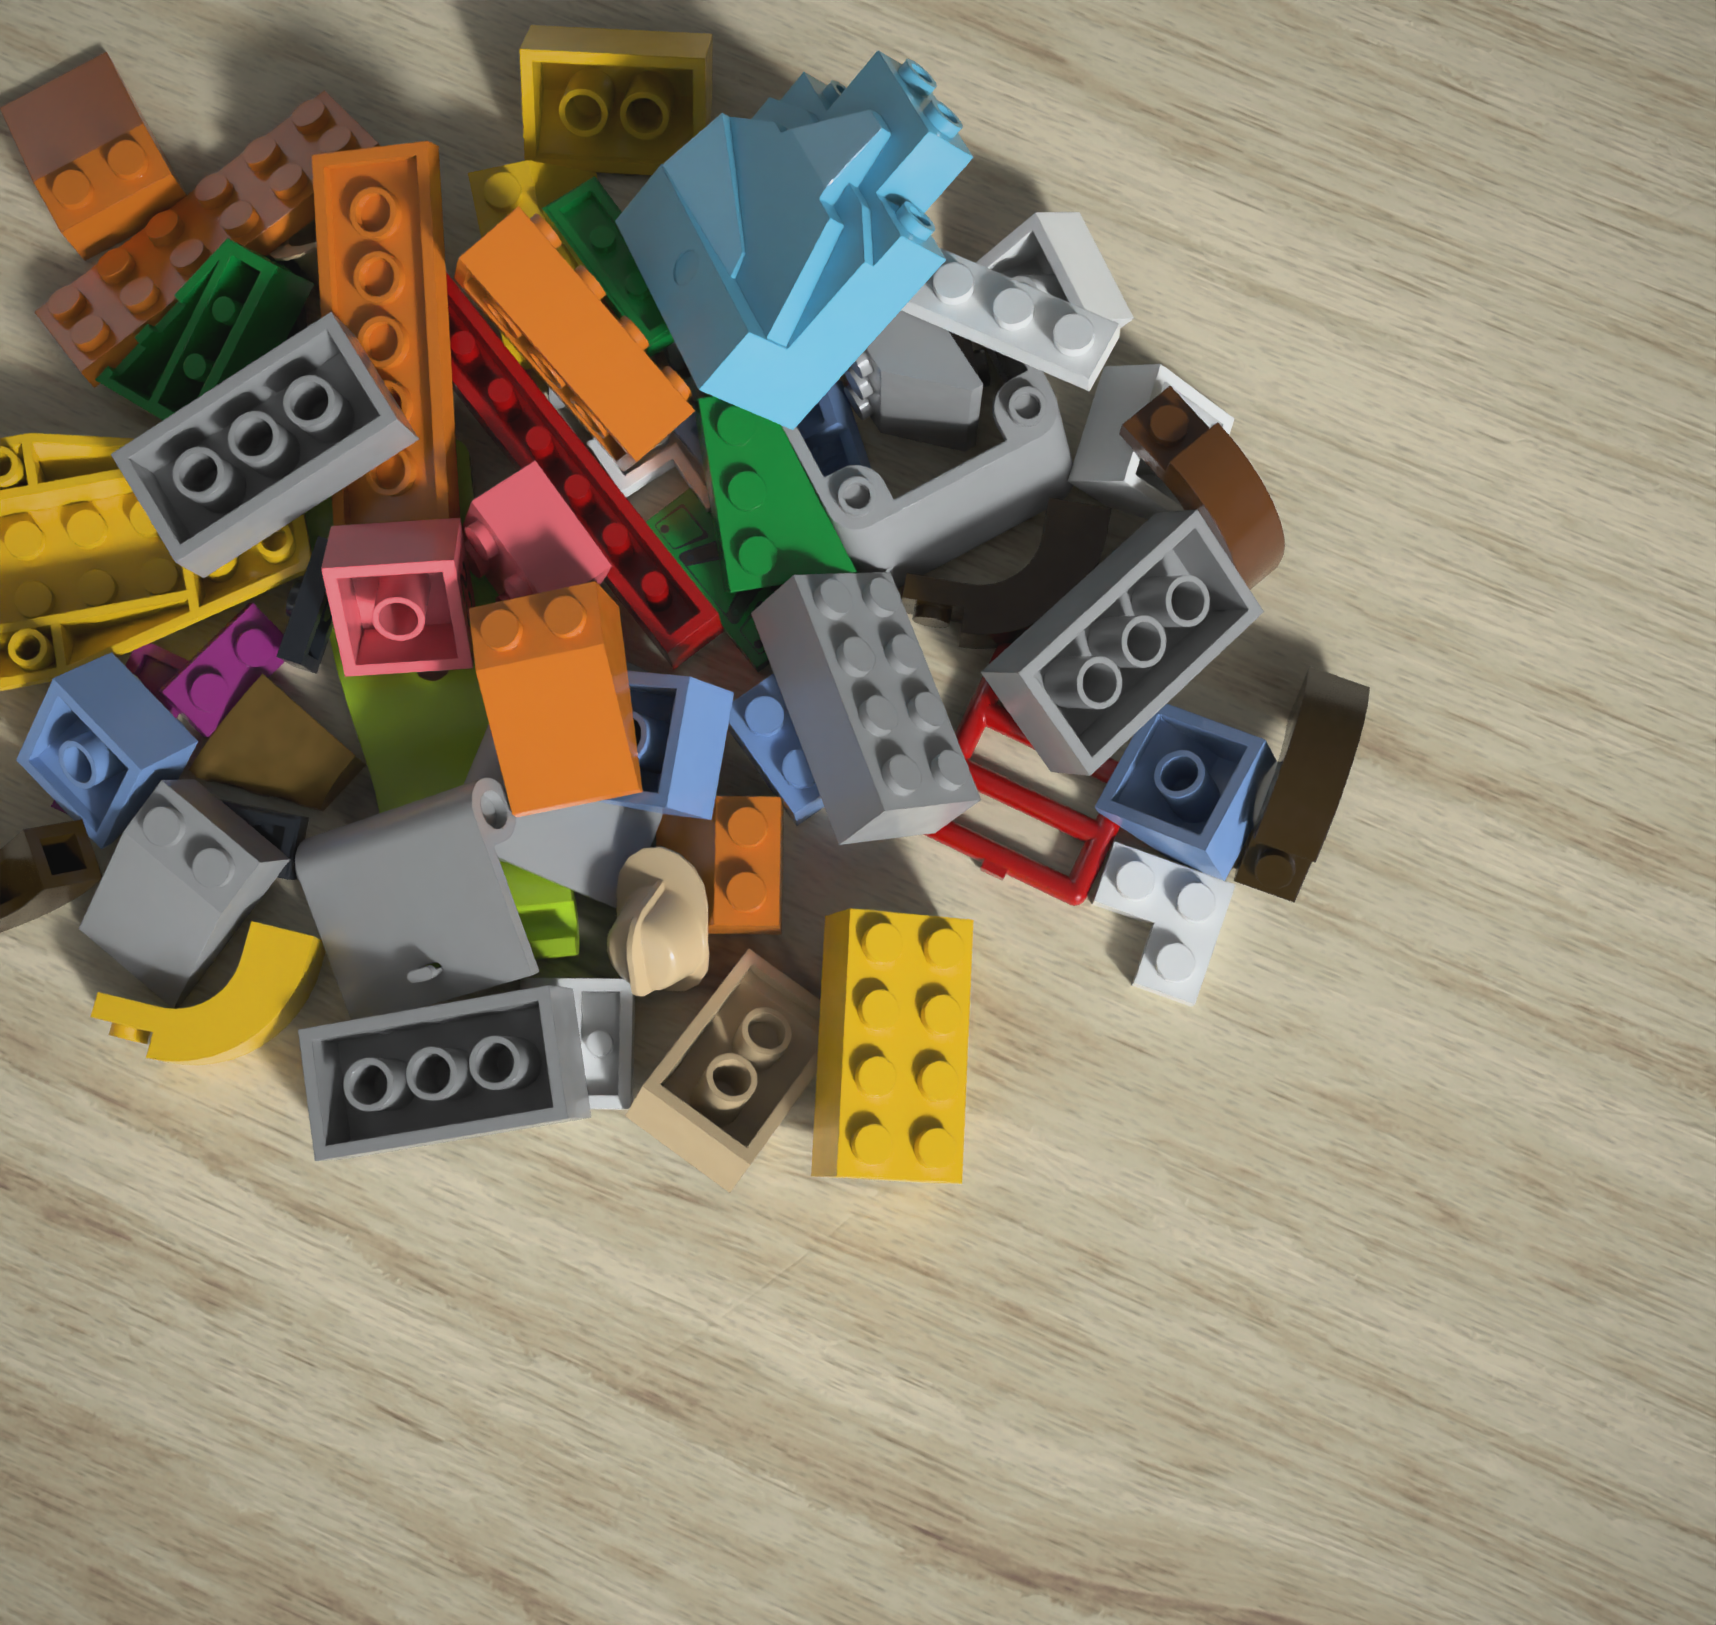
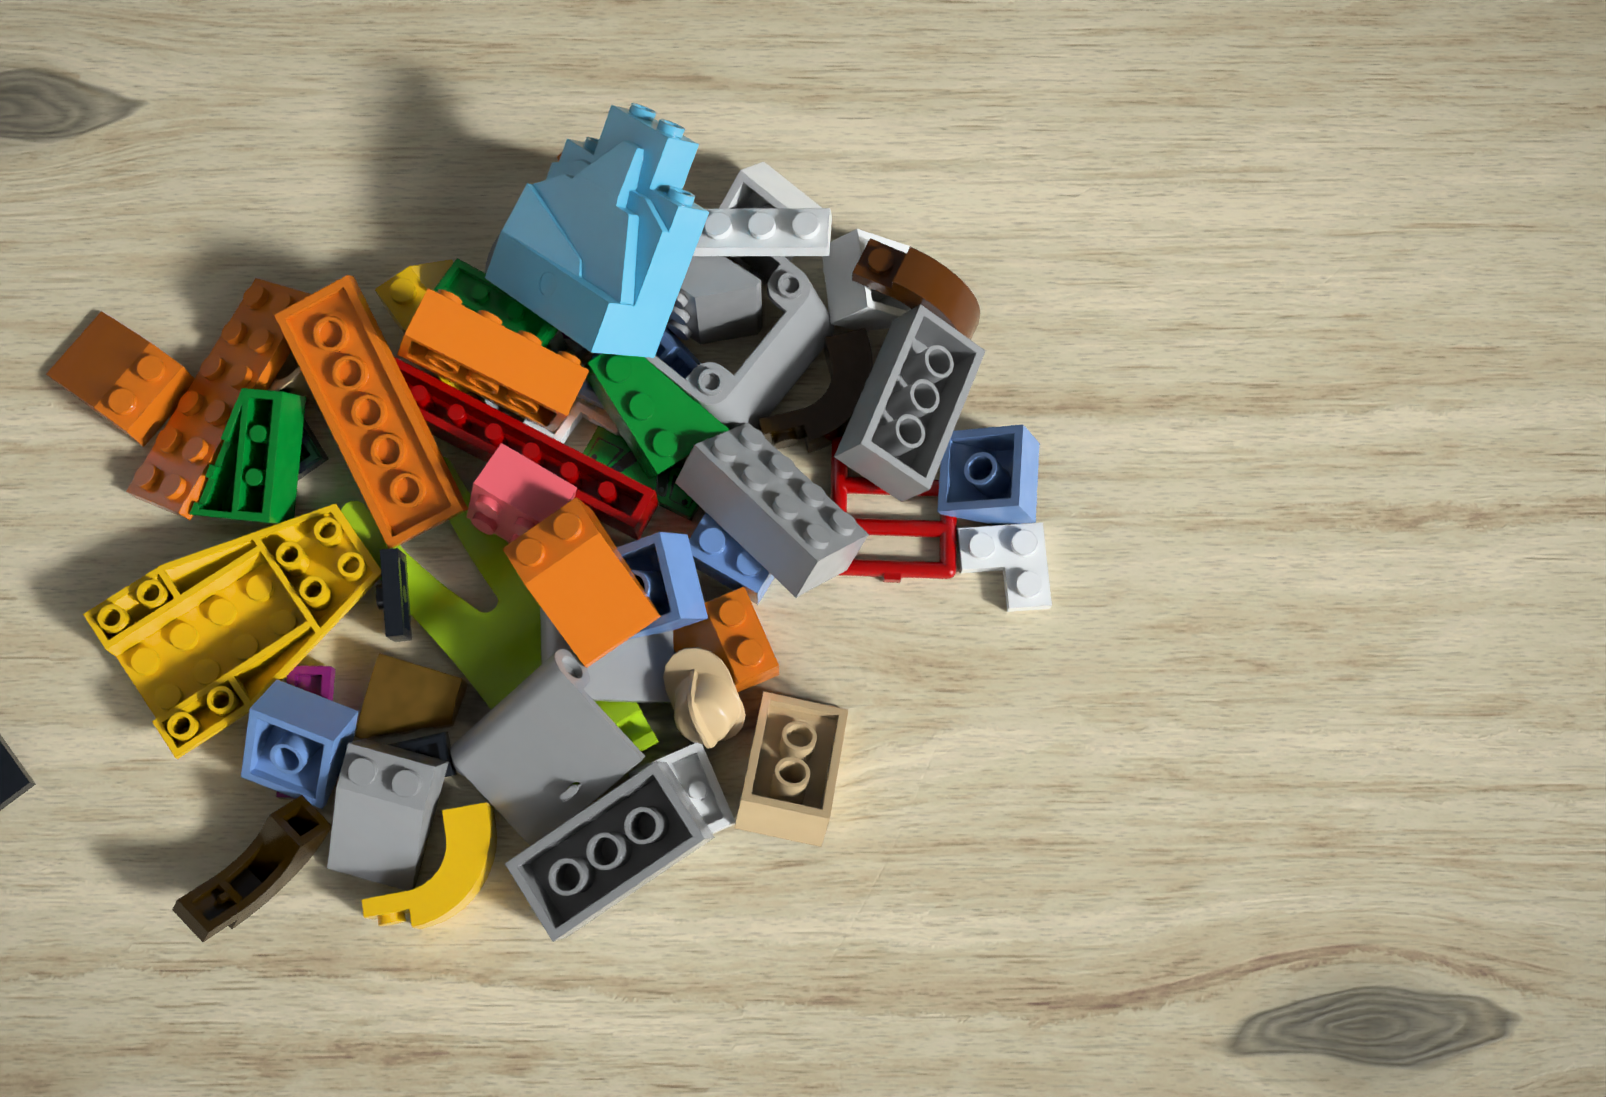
camera: 30 degrees left, 5 degrees down
(225, 669) = (353, 661): magenta plate -> none
(264, 446) = (324, 505): light grey brick -> none
(400, 596) = (450, 564): coral brick -> none
(613, 96) = (444, 208): yellow slope -> none
(892, 1047) = (882, 710): yellow brick -> none
(1305, 785) = (1060, 444): dark brown arch -> none

